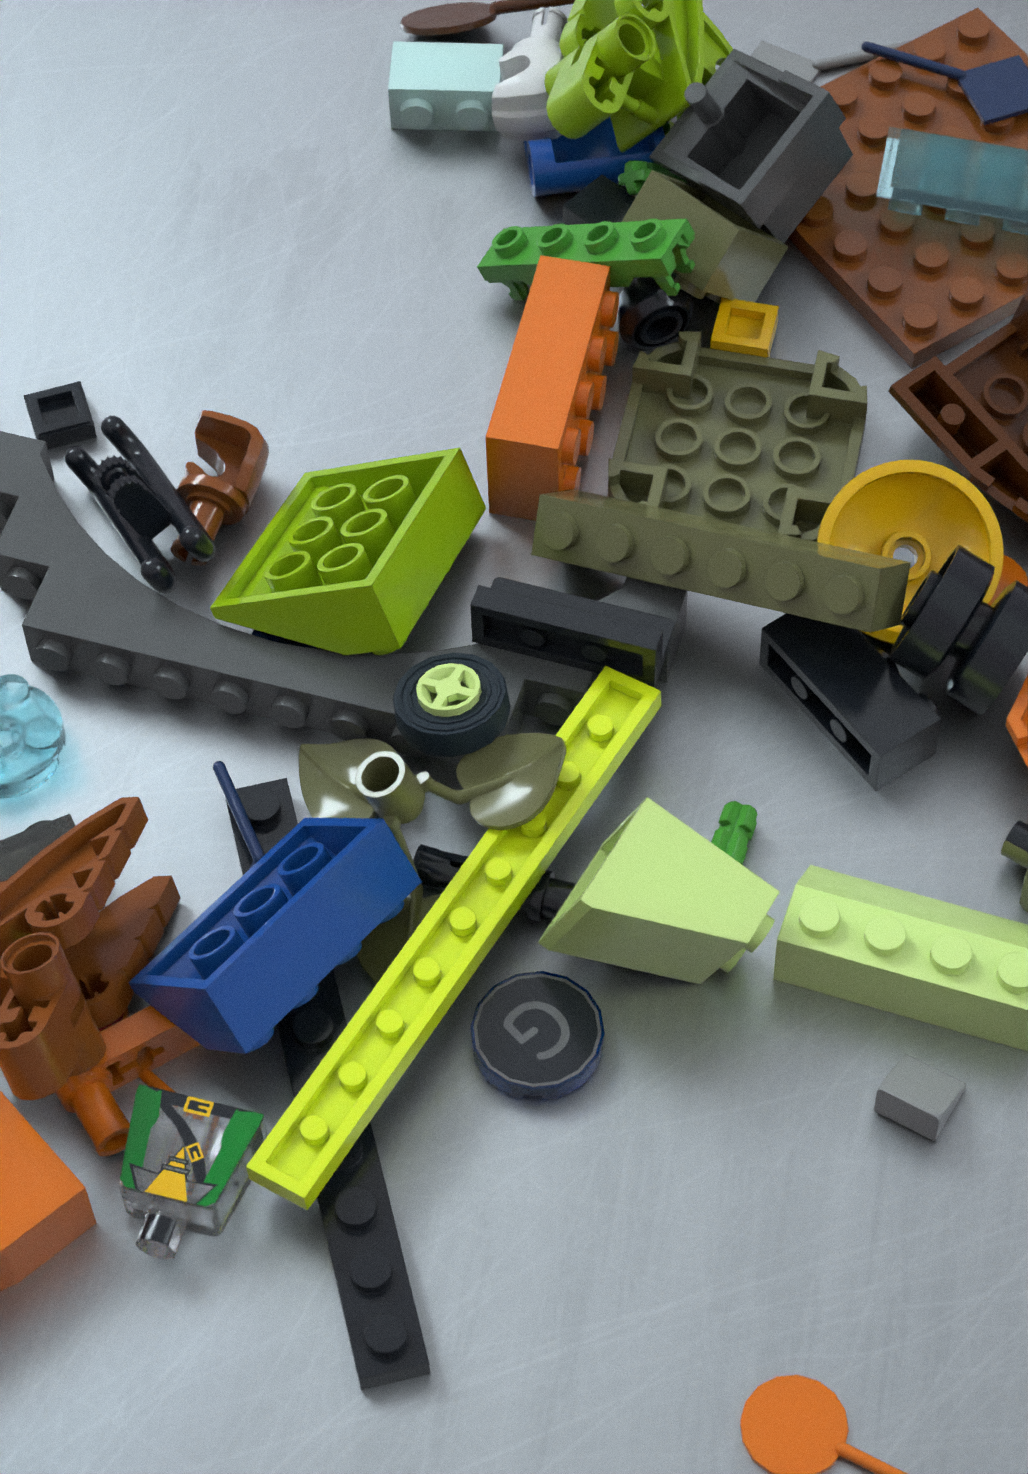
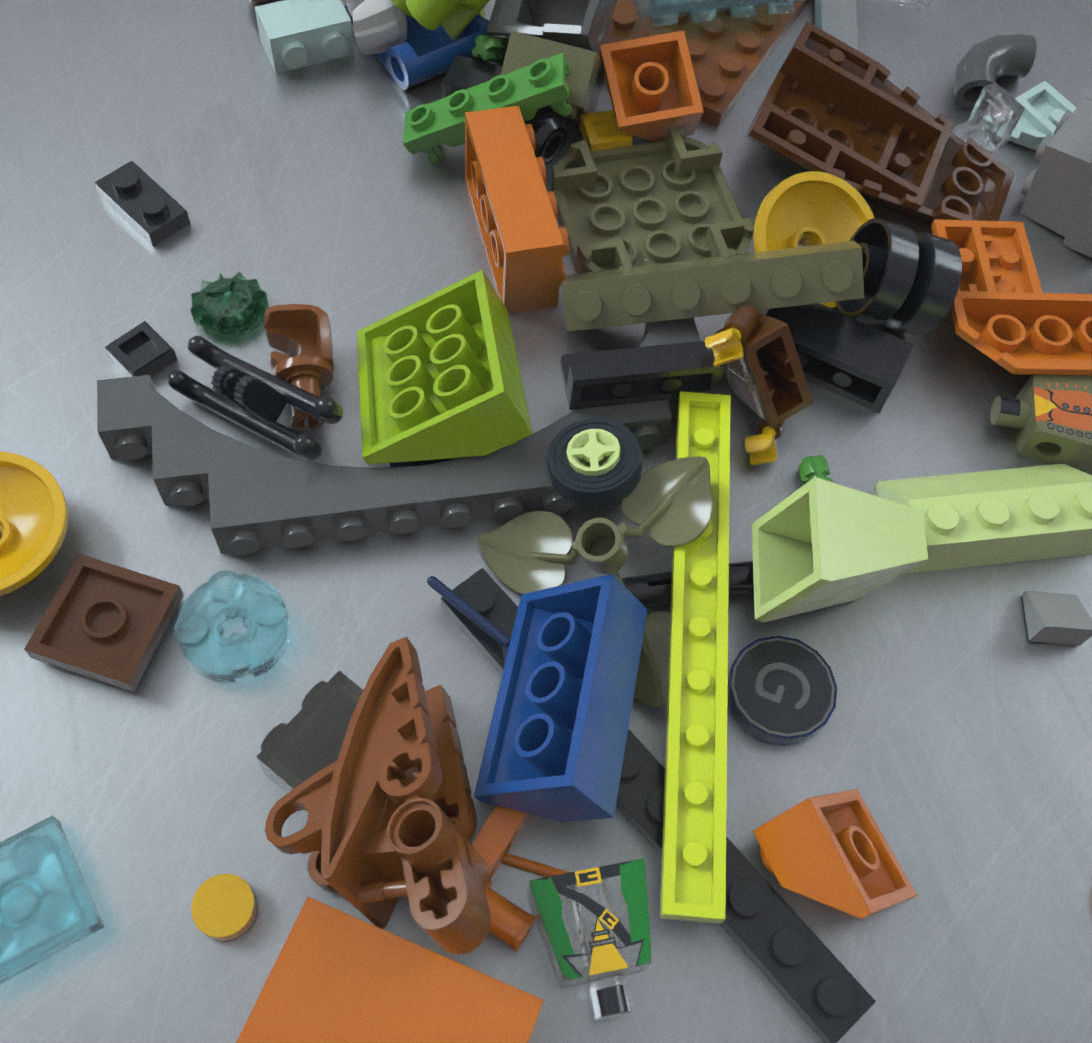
camera: 35 degrees left, 5 degrees up
(150, 243) = (142, 203): none -> black plate
(182, 411) = (240, 317): none -> clear green gear
(480, 1205) = (834, 855): none -> orange slope
(725, 679) = (762, 373): none -> reddish brown torso
(816, 290) = (652, 85): none -> orange slope

